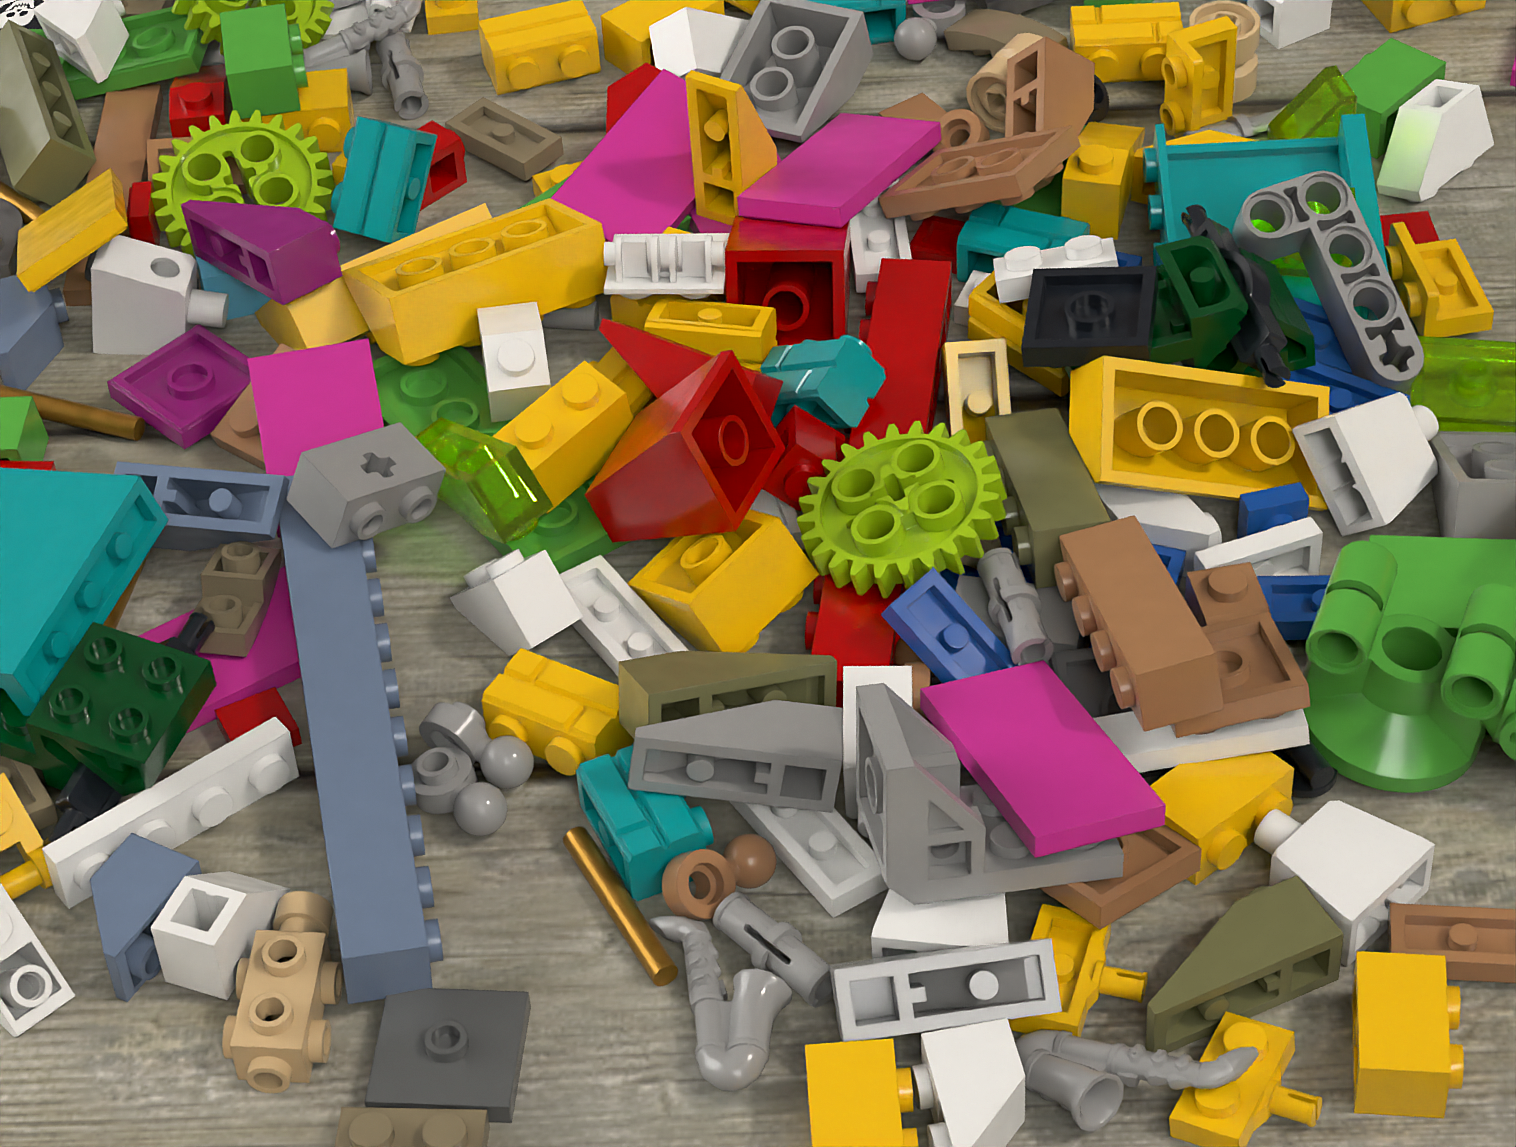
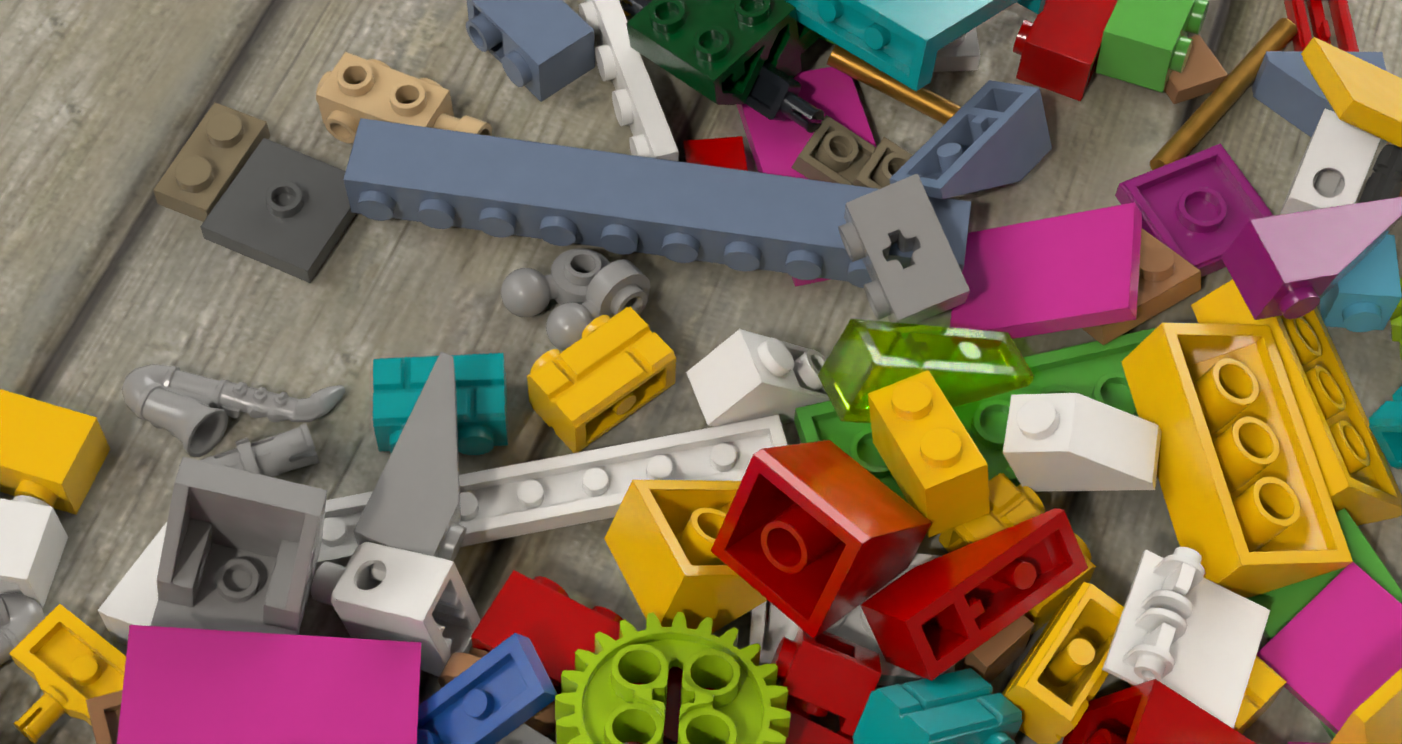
camera: 105 degrees right, 15 degrees up
(212, 927) = (482, 74): white slope -> none
(620, 906) = (338, 371): pearl gold bar -> none
(707, 682) = (516, 448): olive slope -> none
(745, 863) = (345, 427): medium nougat plate -> none
(944, 989) = (102, 528): light grey slope -> none

